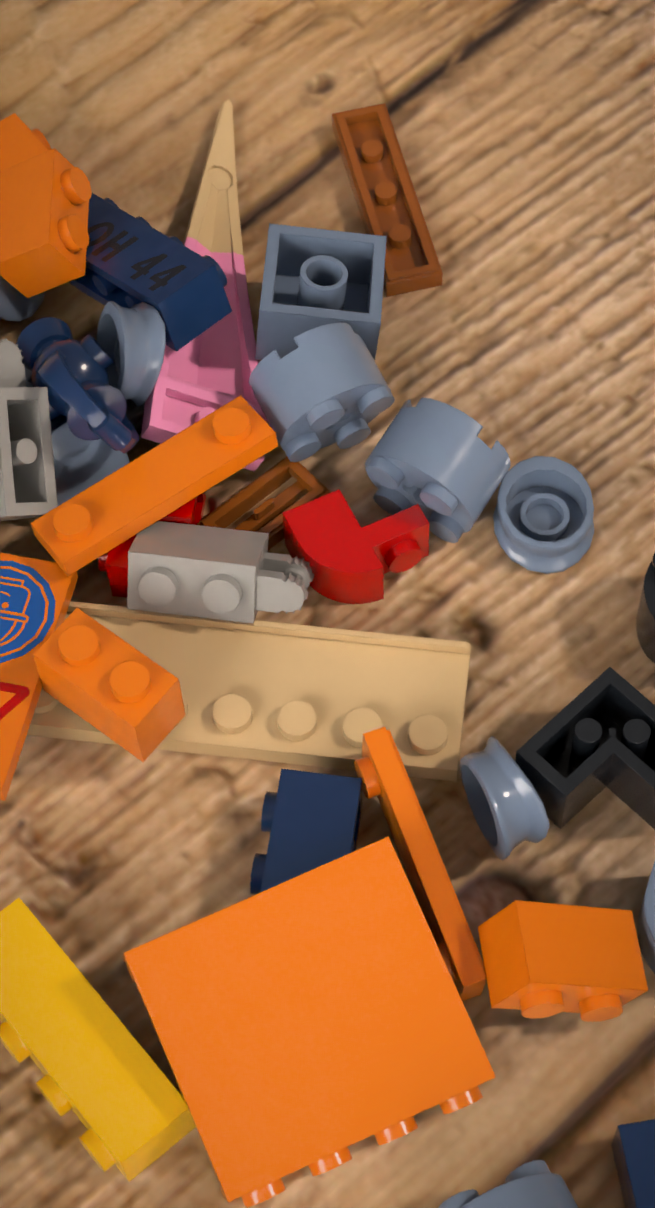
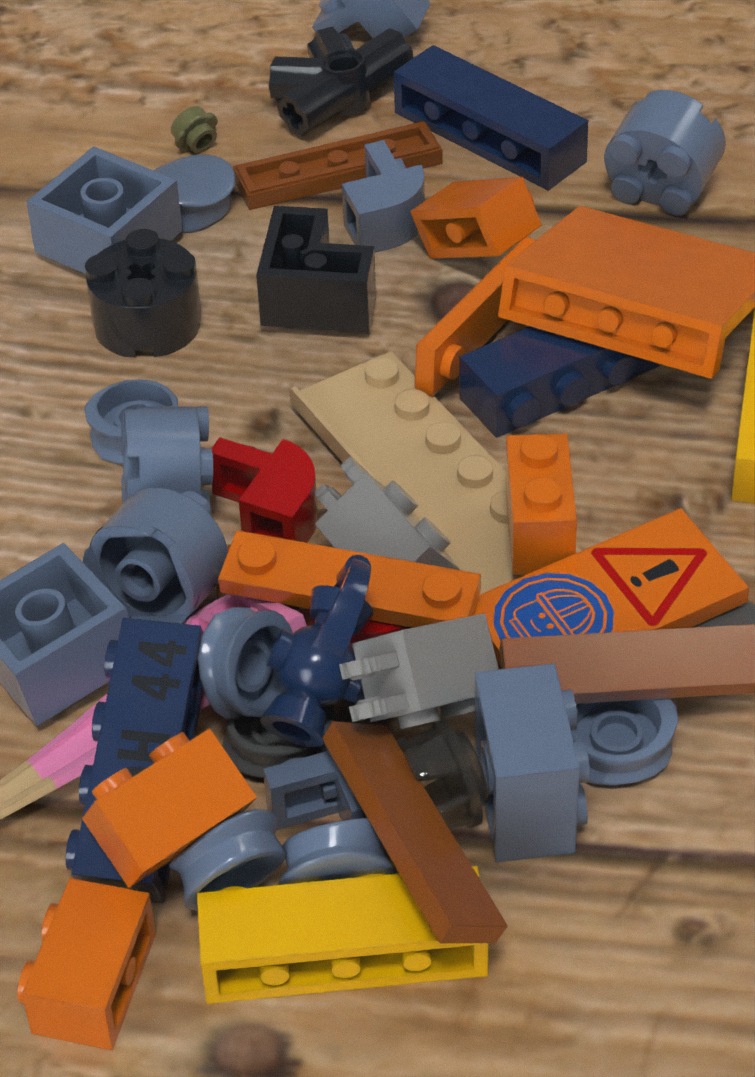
camera: 130 degrees left, 15 degrees down
(502, 799) = (396, 304): sand blue piece -> none

